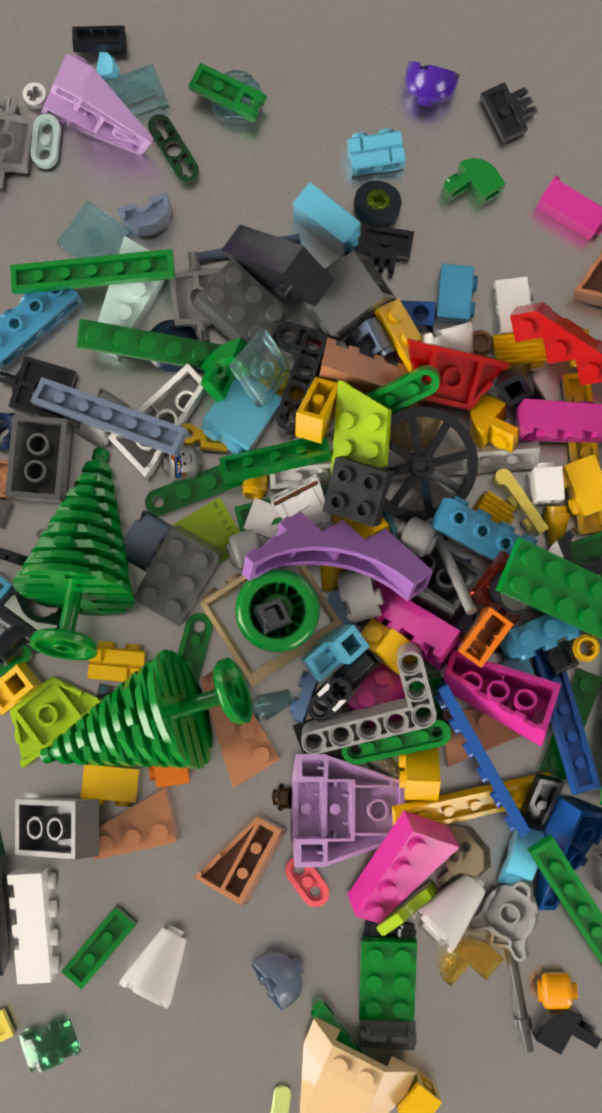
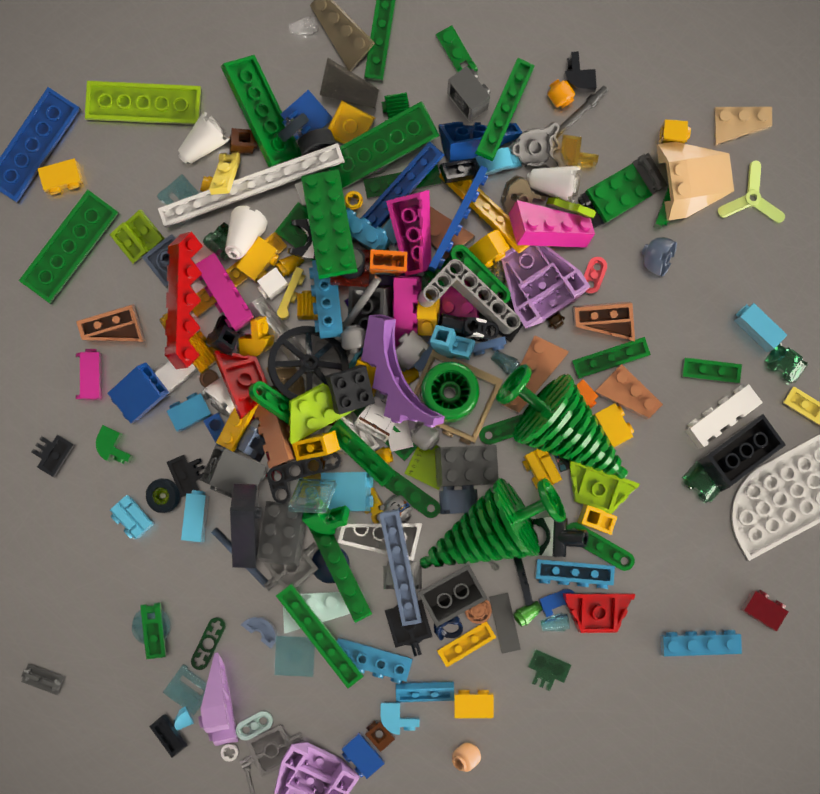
camera: 125 degrees left, 0 degrees up
(57, 827) = (659, 438): dark grey brick -> none
(109, 1044) = (760, 327): none -> medium azure brick
(157, 967) = (700, 328): white cone -> none
(194, 834) = (611, 357): none -> green plate
(272, 616) = (455, 390): black tile -> none
(430, 83) = (67, 511): dark purple cylinder -> none
(517, 248) = (138, 392): none -> blue brick
(560, 658) = (369, 211): black tile -> none

